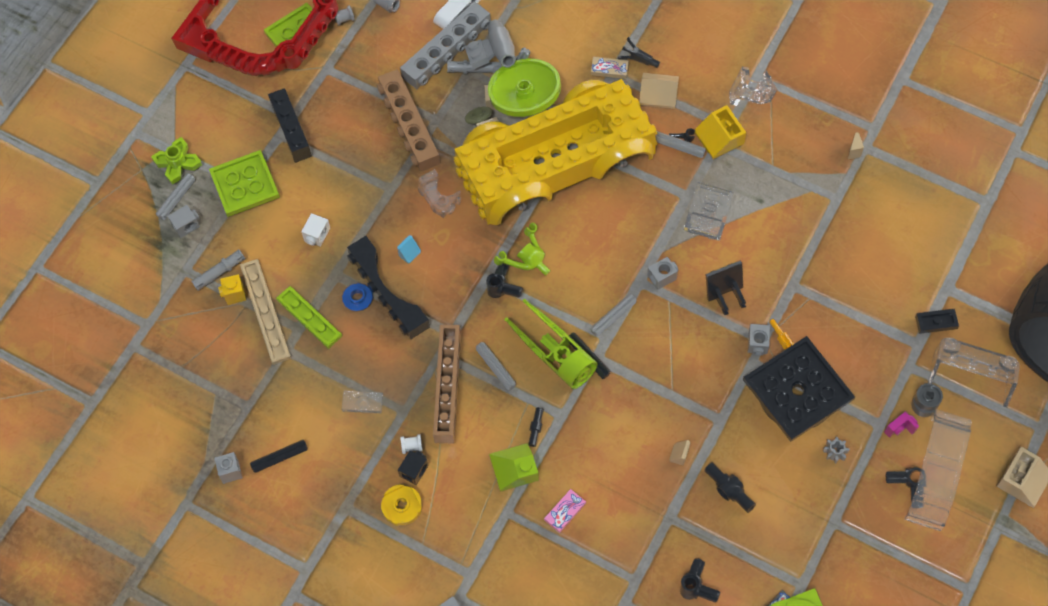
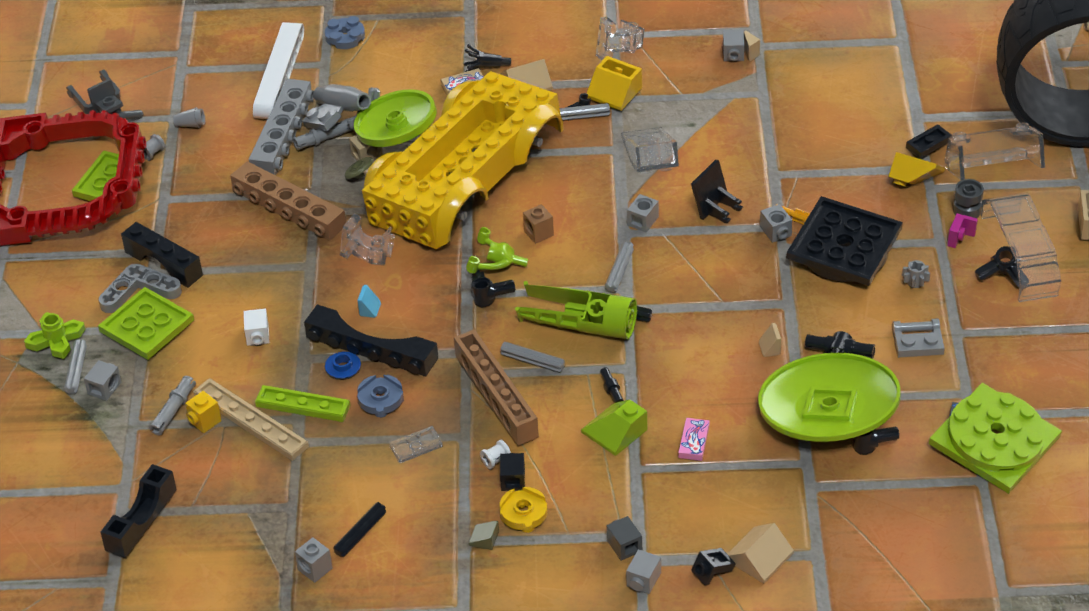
camera: 30 degrees left, 20 degrees down
(120, 368) = (154, 492): none -> black arch
(258, 139) = (136, 277): none -> light grey beam
(360, 512) = (485, 535): none -> olive slope
(374, 346) = (380, 405): none -> sand blue plate
(454, 574) = (624, 538): none -> dark grey brick
(576, 242) = (538, 224): none -> medium nougat brick
(689, 512) = (856, 387): none -> lime dish
(795, 517) = (918, 343): none -> light grey plate
(841, 139) = (733, 45): none -> light grey brick
(904, 343) = (912, 170): none -> yellow slope

